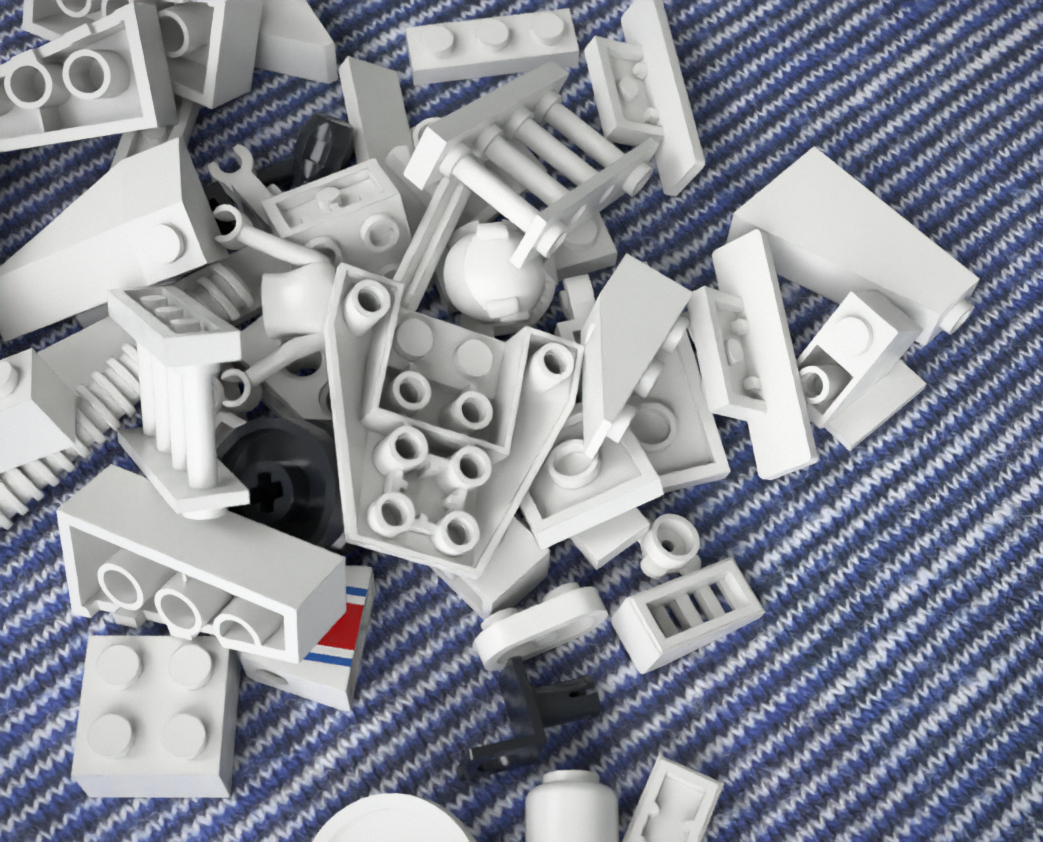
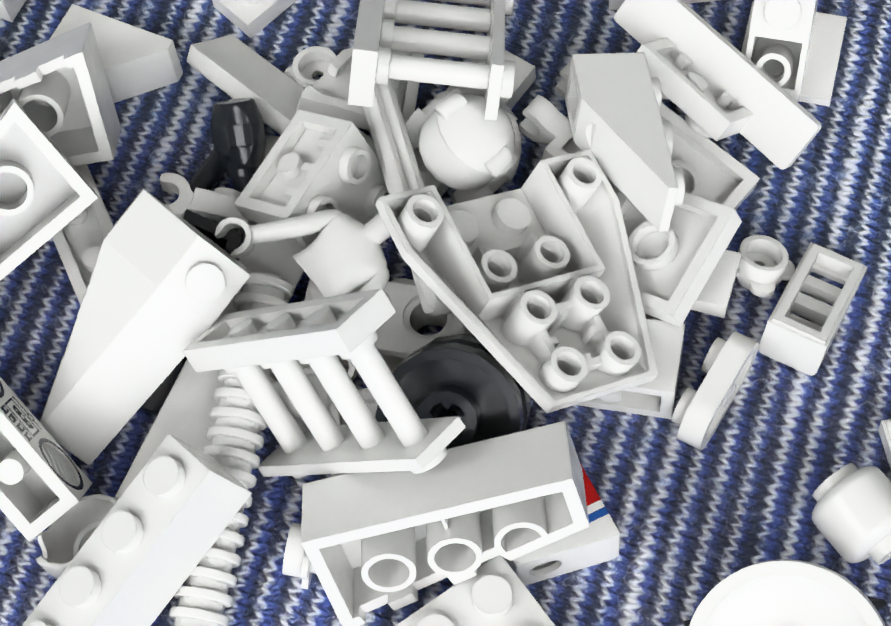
camera: 25 degrees left, 0 degrees up
(529, 713) = (763, 459): black bracket -> none

